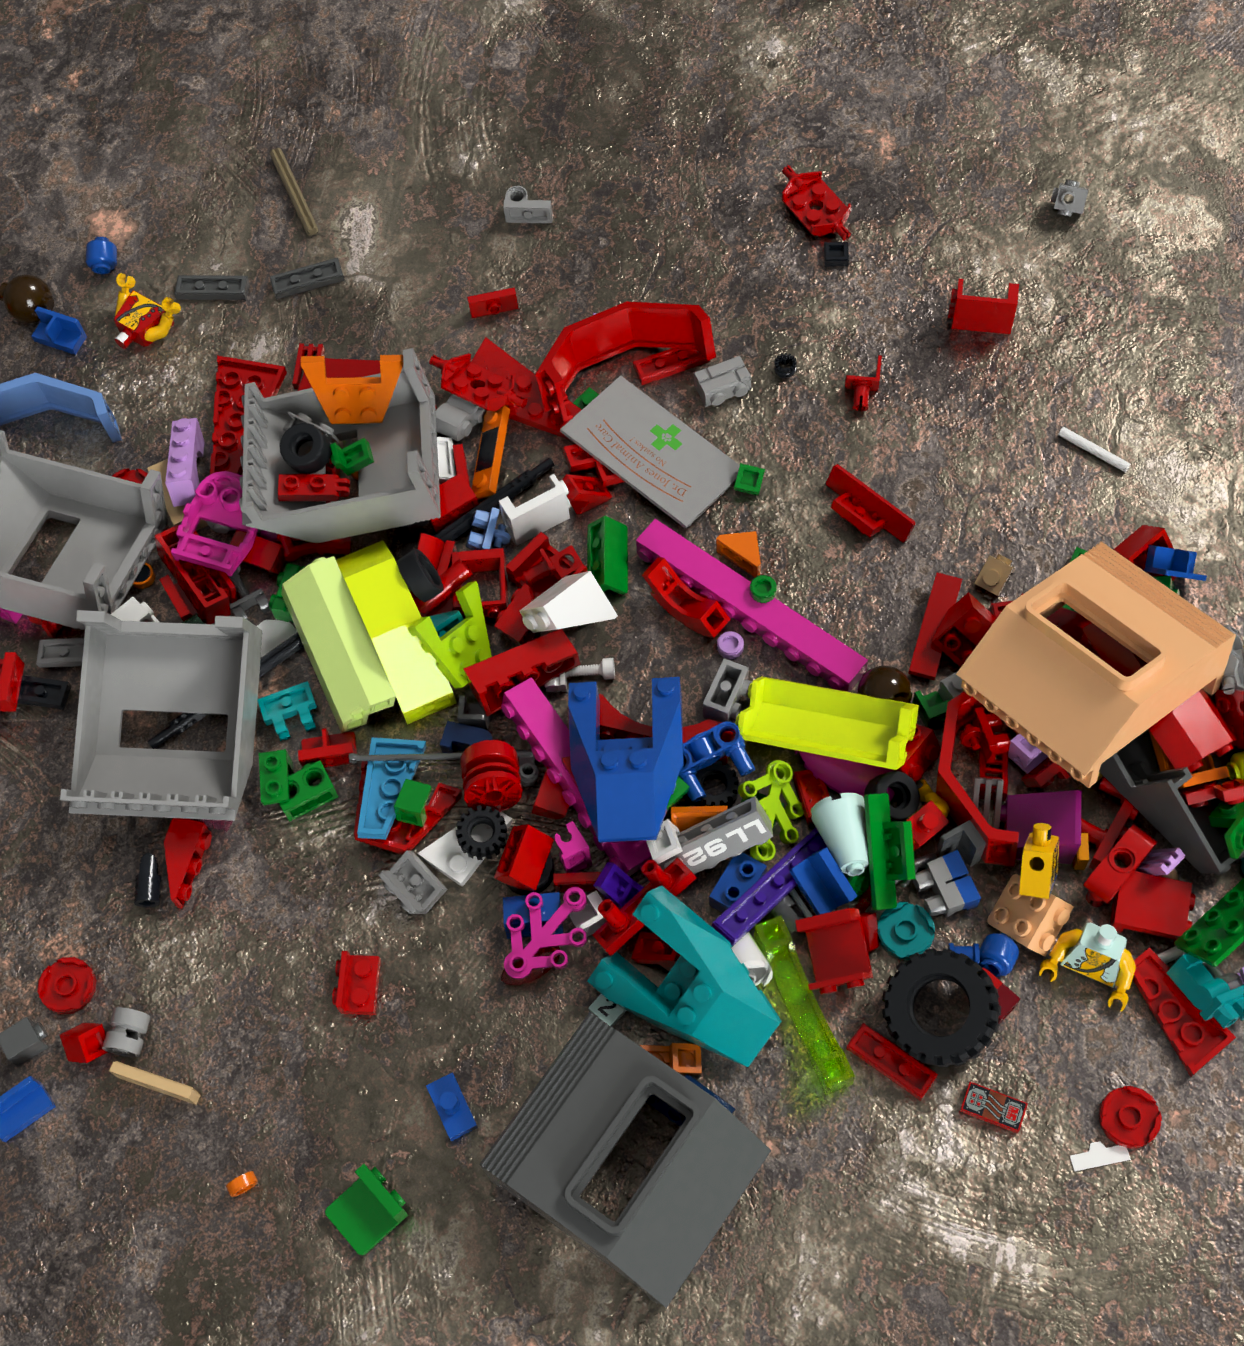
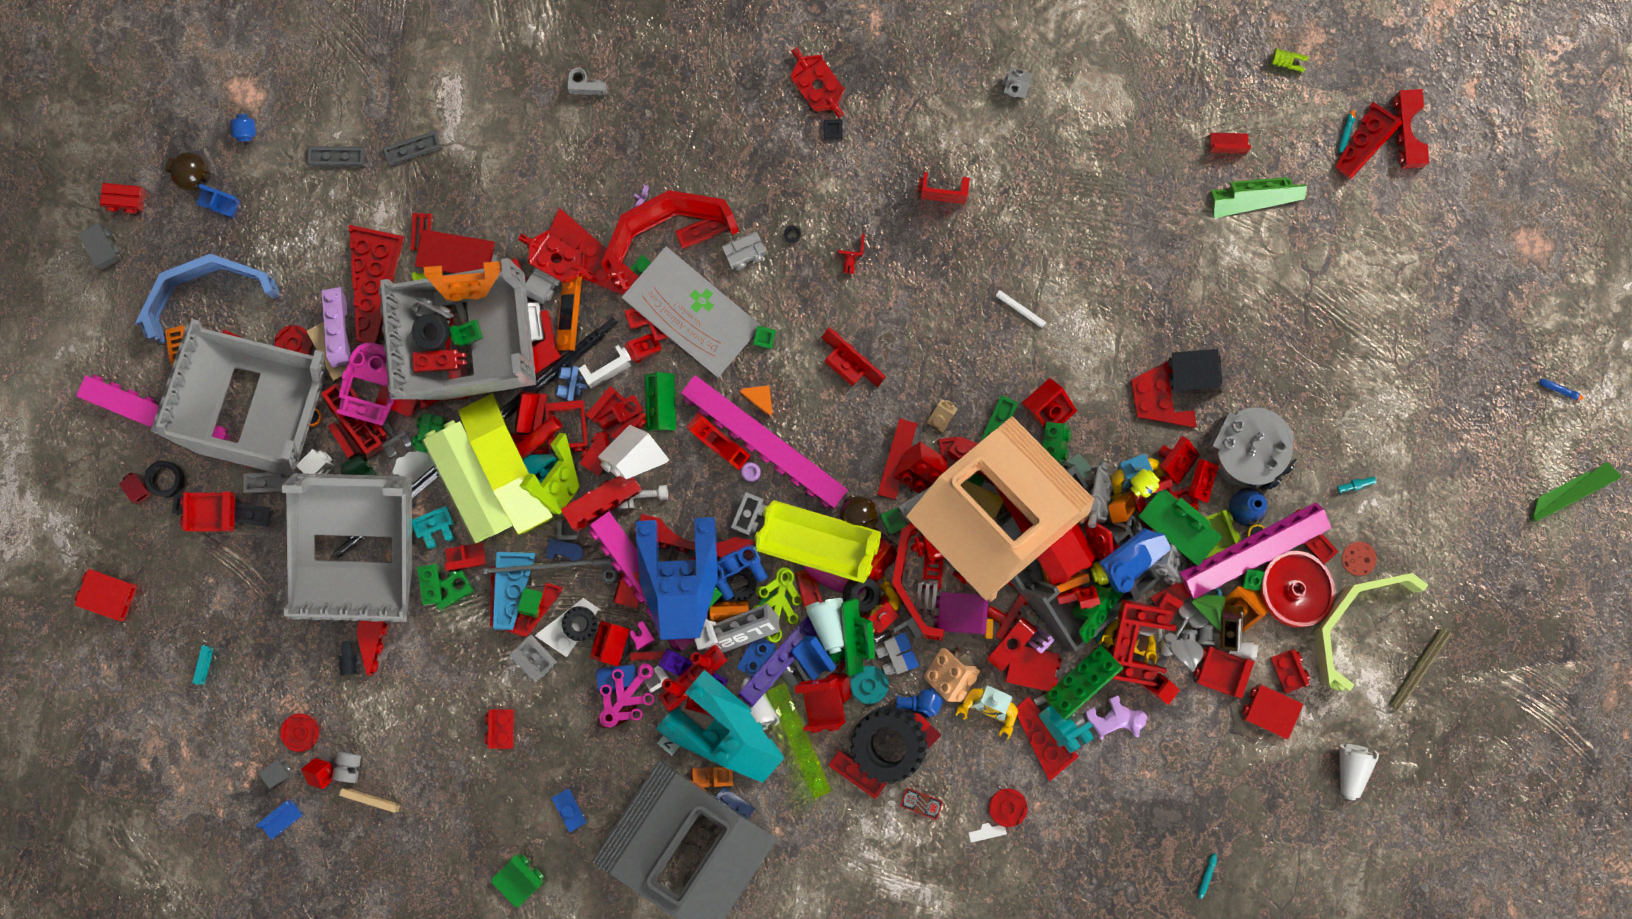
camera: 10 degrees left, 20 degrees up
(140, 317) = (283, 189): torso -> none
(242, 1184) = (435, 865): orange tile -> none
(294, 191) = (394, 63): dark tan axle -> none
(420, 575) = (524, 435): black tyre -> none
(491, 775) = (583, 583): red wheel -> none
(493, 302) = (563, 177): red plate -> none
(763, 589) = (774, 434): green tile -> none
(1039, 862) = (958, 639): yellow torso -> none
(1172, 562) = (1068, 412): blue panel -> none

